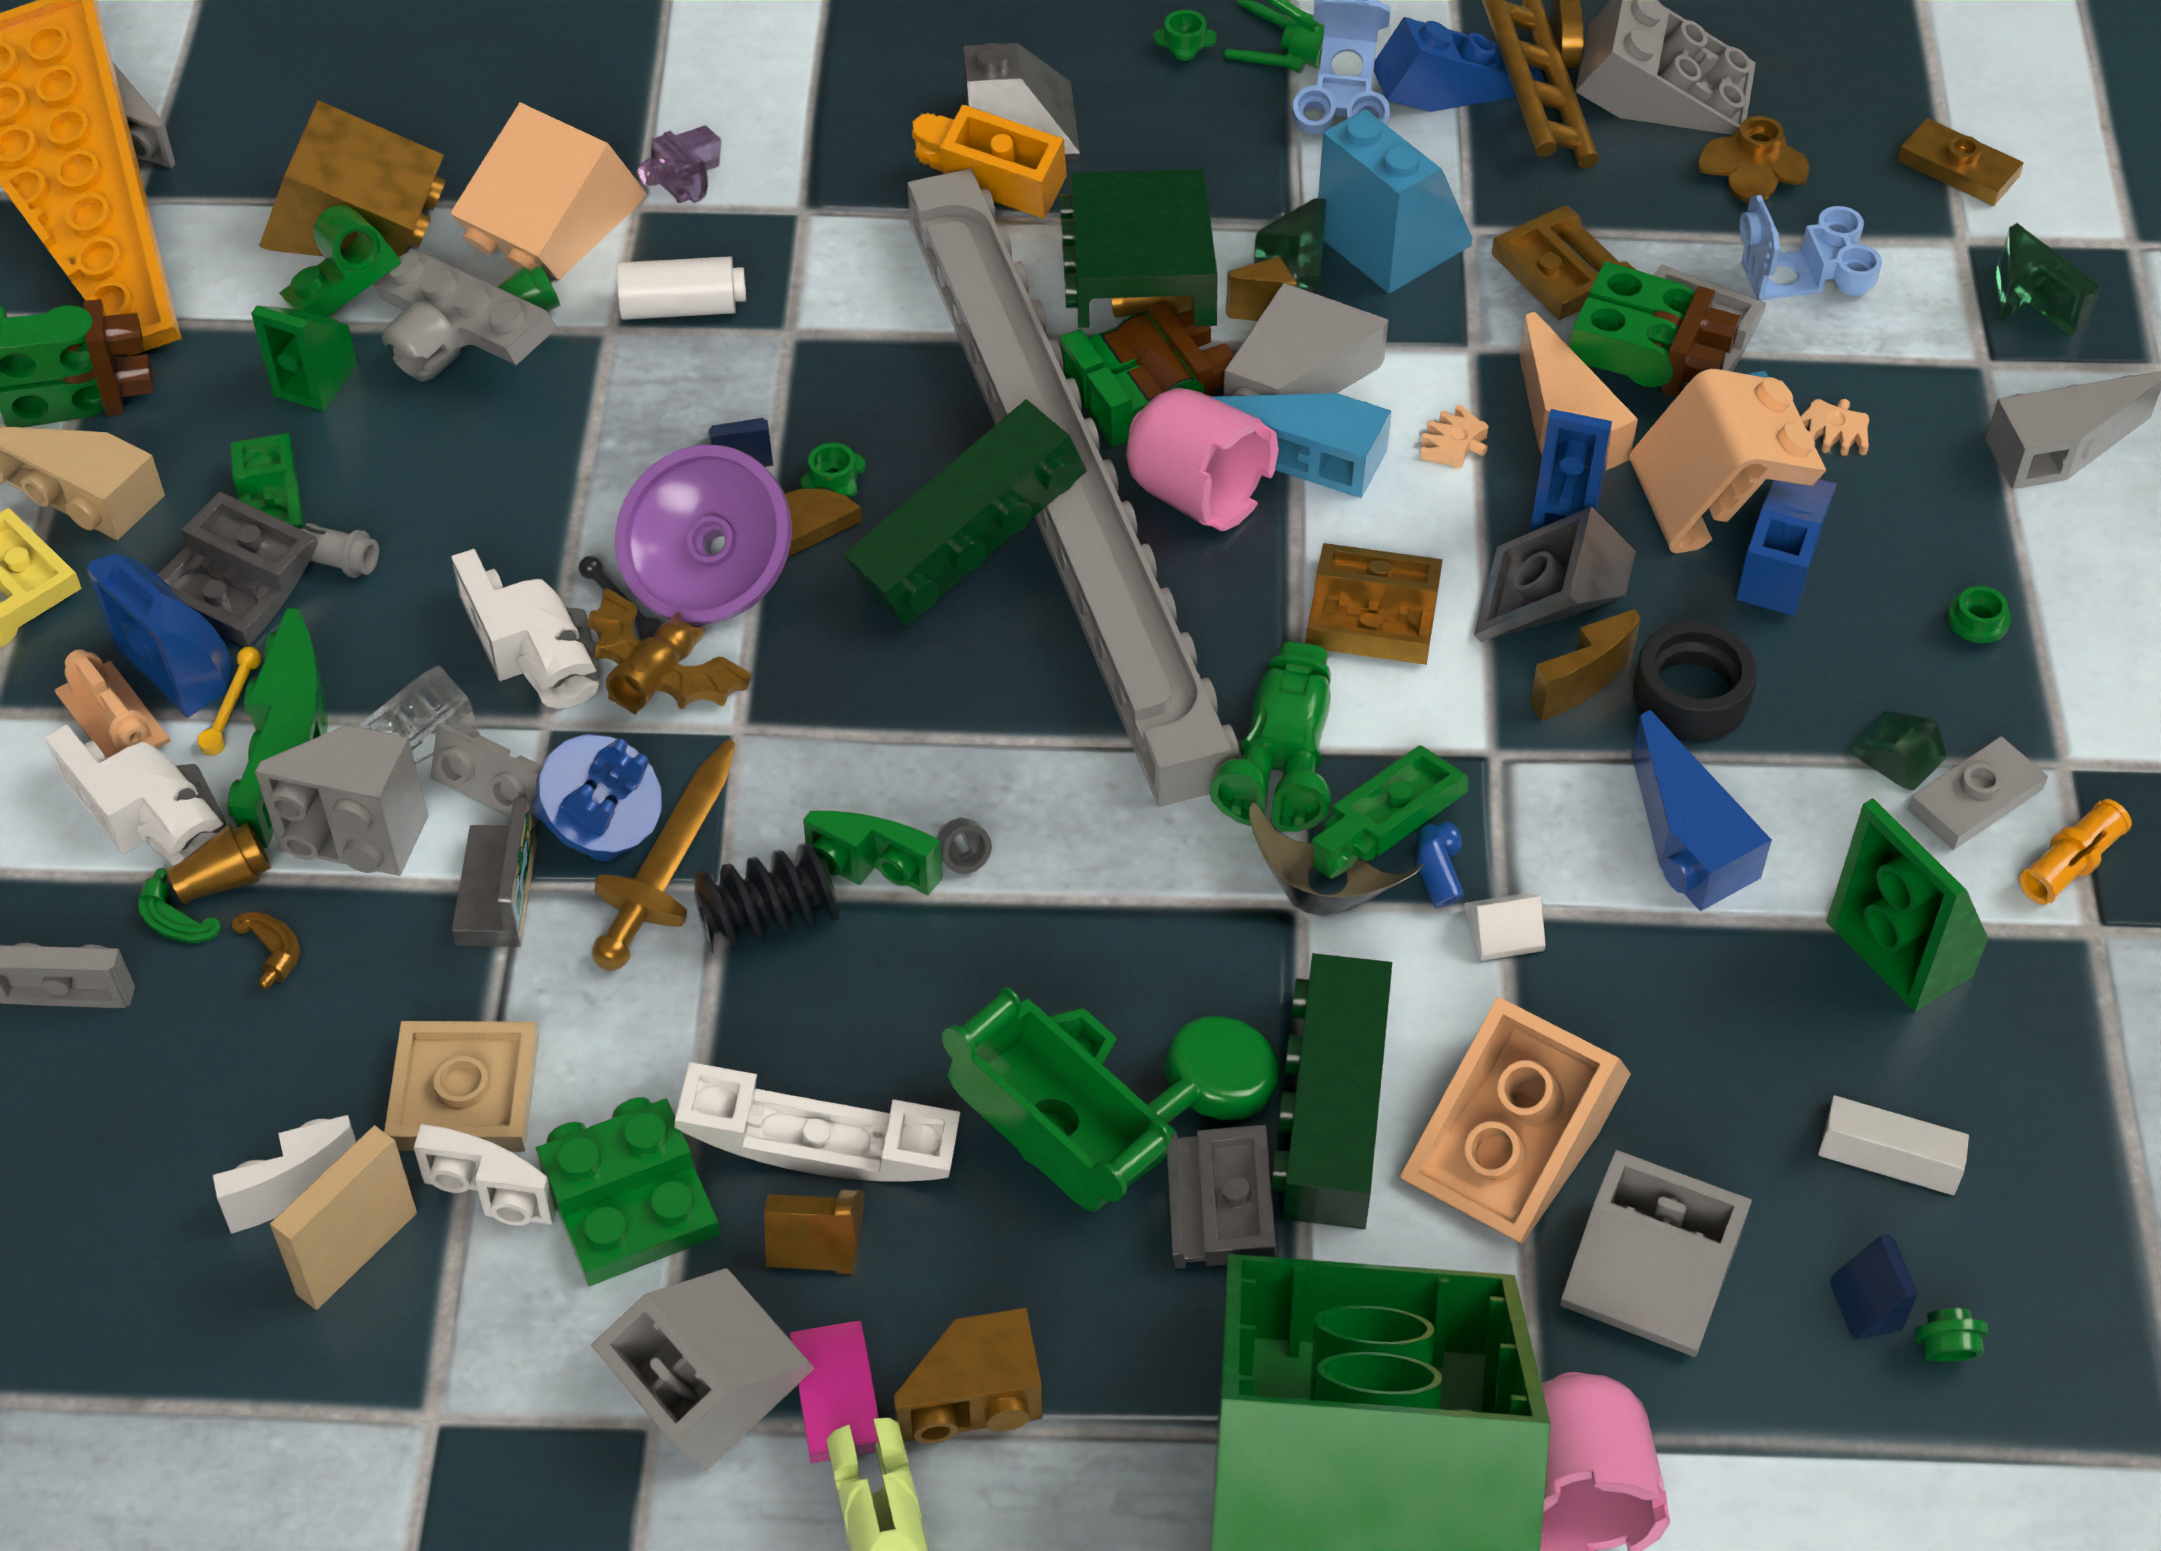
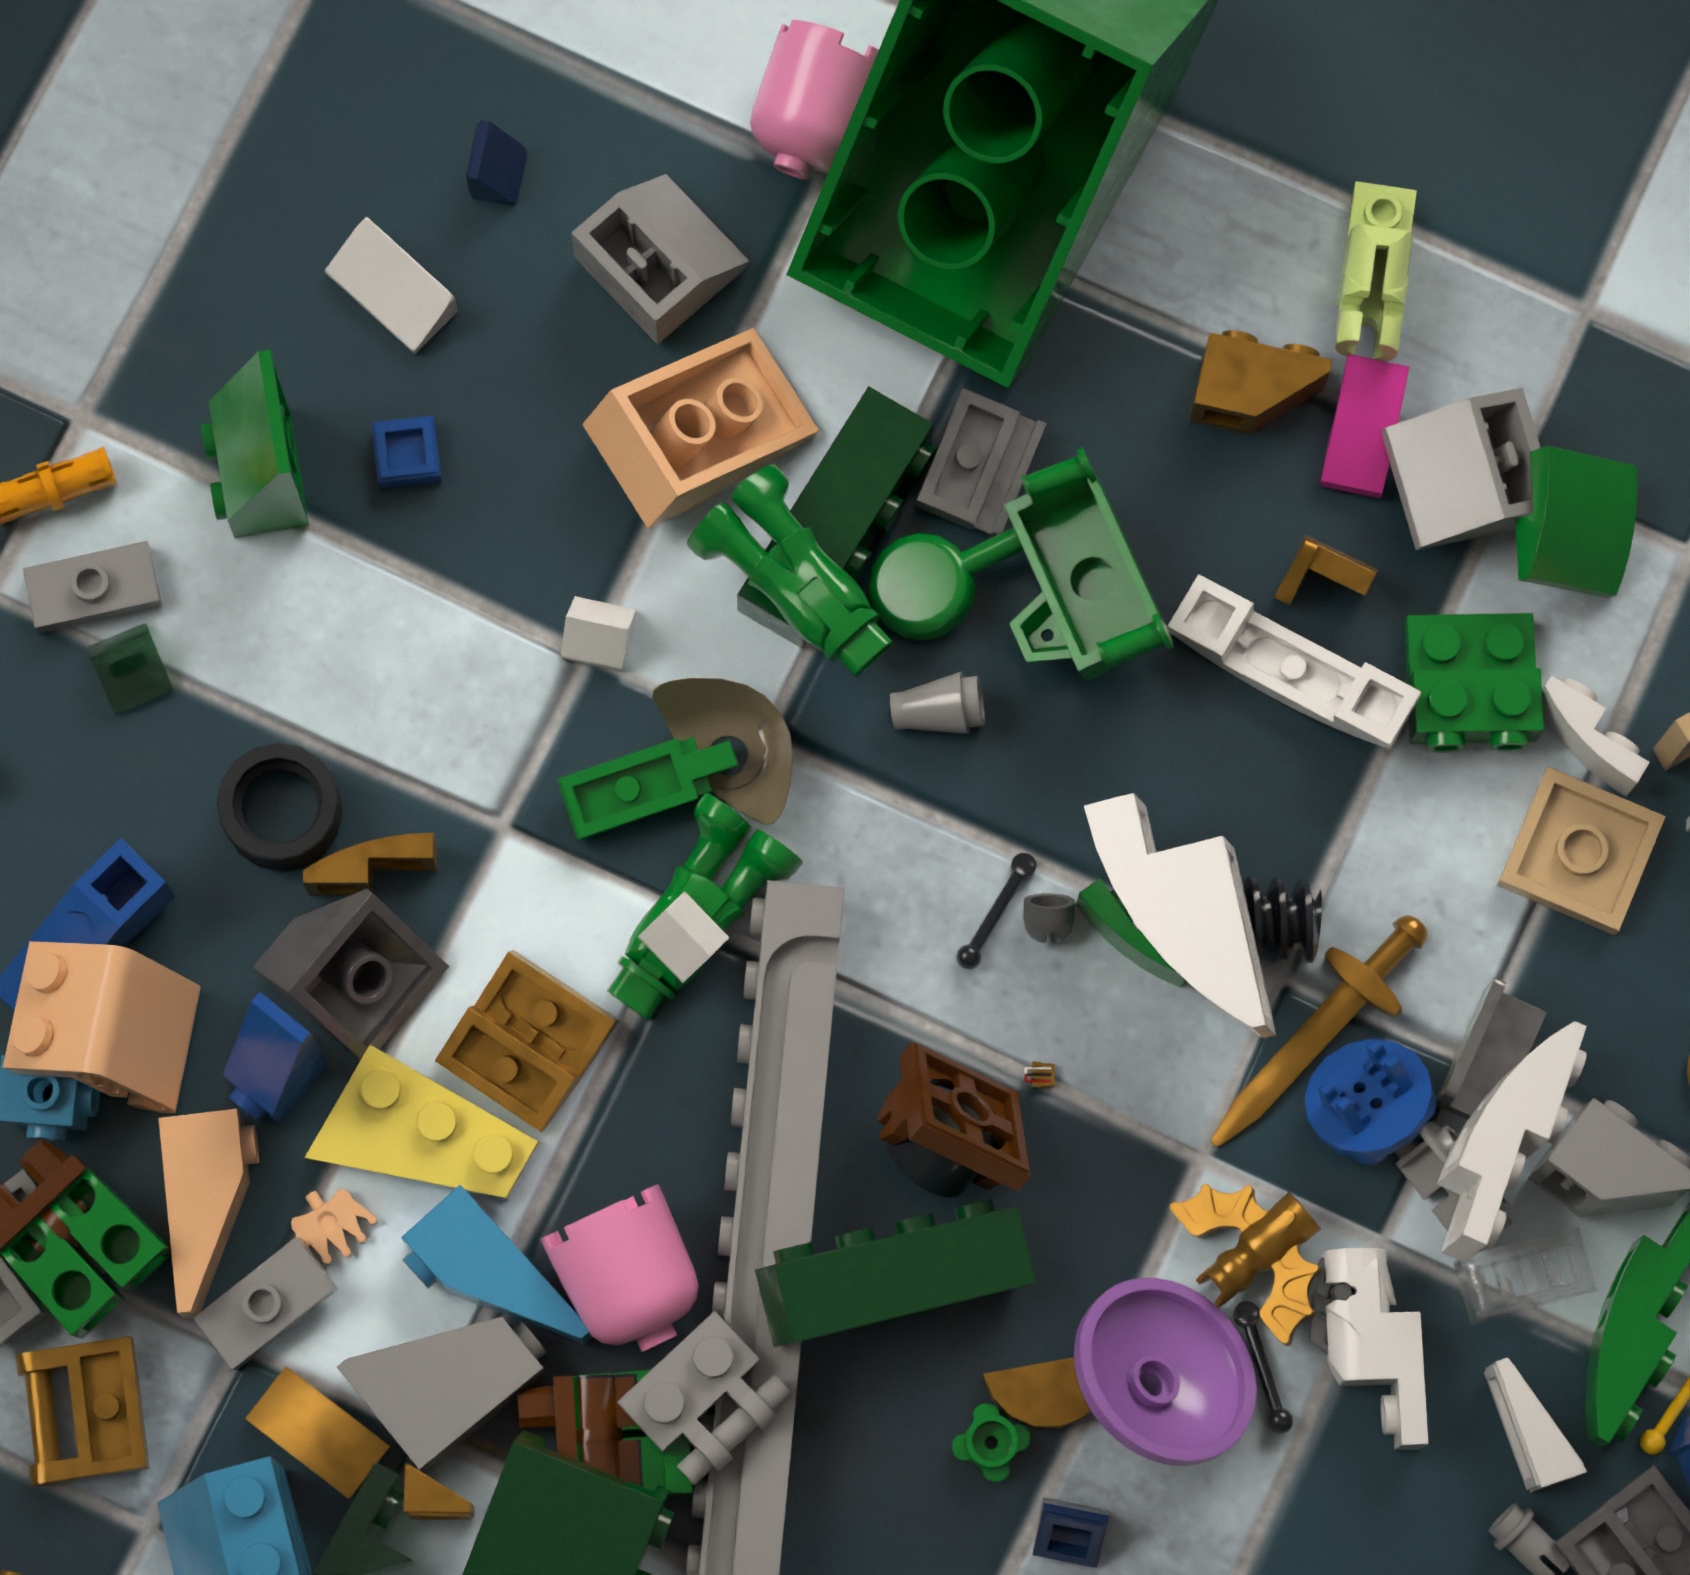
camera: 160 degrees left, 25 degrees up
(355, 613) = (1535, 1439): none -> white slope
(459, 797) = (1501, 1133): none -> white slope
(566, 1355) = (1578, 522): none -> green slope
(831, 825) = (1187, 907): none -> white slope
(911, 736) = (1042, 1075): none -> pearl gold piece
(967, 628) = (956, 1135): none -> reddish brown piece
(1006, 883) = (1022, 868): none -> black hinge
(1098, 390) = (689, 1384): none -> light grey plate
(1146, 971) = (941, 705): none -> light grey cone
(1279, 686) = (683, 937): none -> white slope
(1346, 979) = (796, 574): none -> green piece
(1408, 308) = (317, 1432): none -> pearl gold slope
(1420, 512) = (420, 1131): none -> light yellow wing
(1434, 850) = (631, 714): blue arm -> none
(1471, 367) = (266, 1303): none -> light grey plate
(1697, 828) = (380, 645): blue slope -> none
(1780, 1007) = (406, 452): none -> blue tile
(1952, 1335) = (460, 99): green plate -> none

